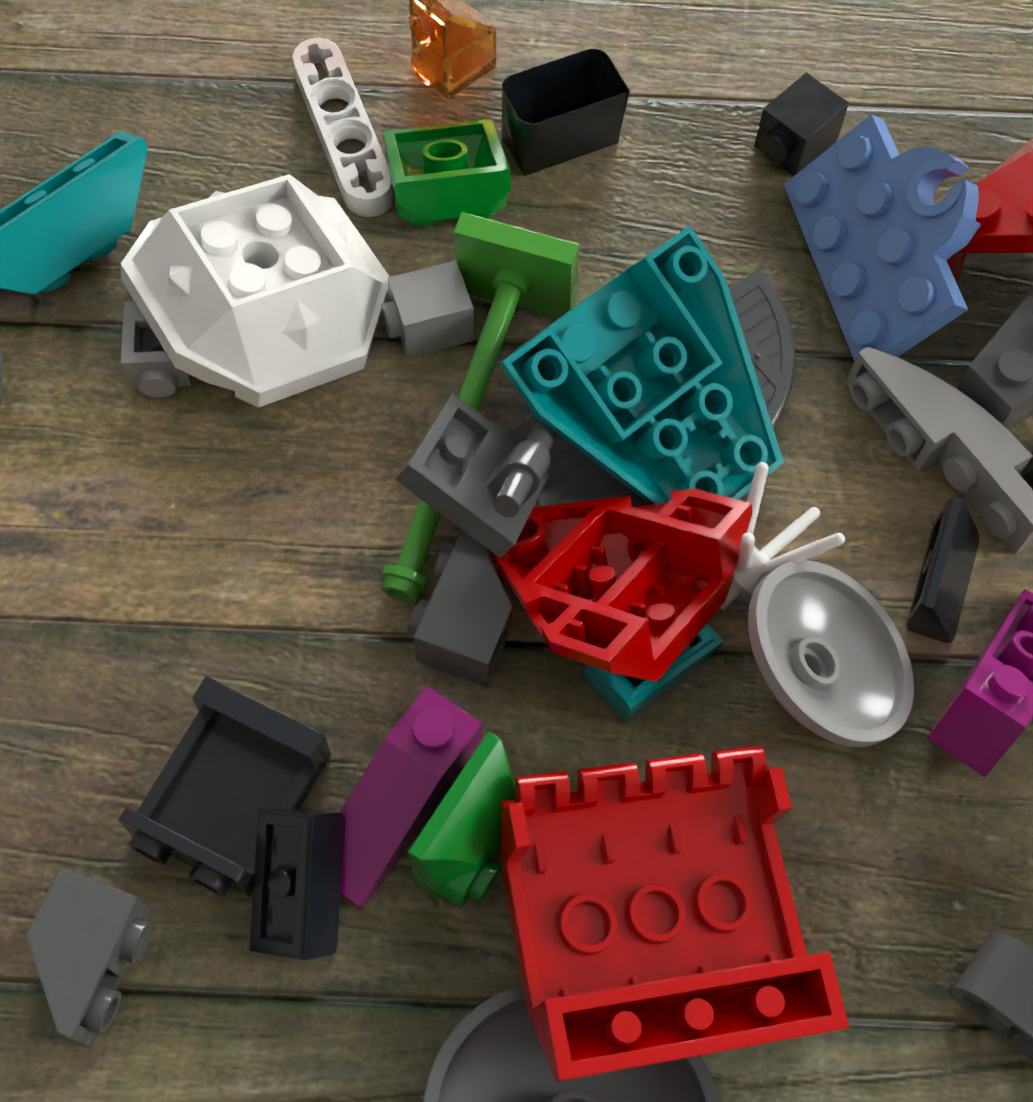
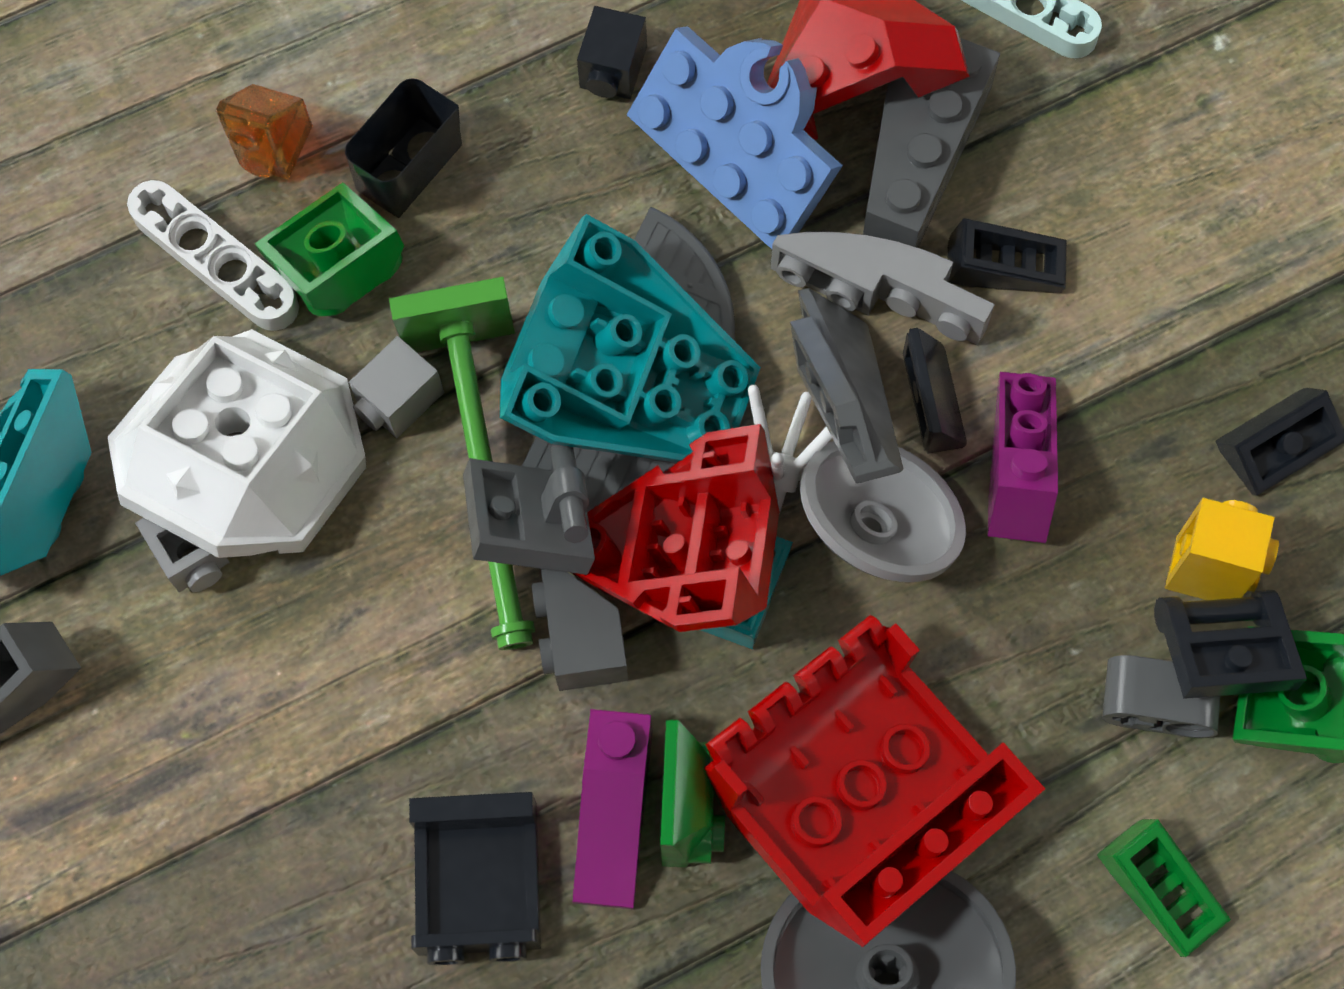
camera: 25 degrees left, 5 degrees up
(297, 883) = (575, 916): black slope -> none
(858, 511) = (845, 383): none -> dark grey wedge

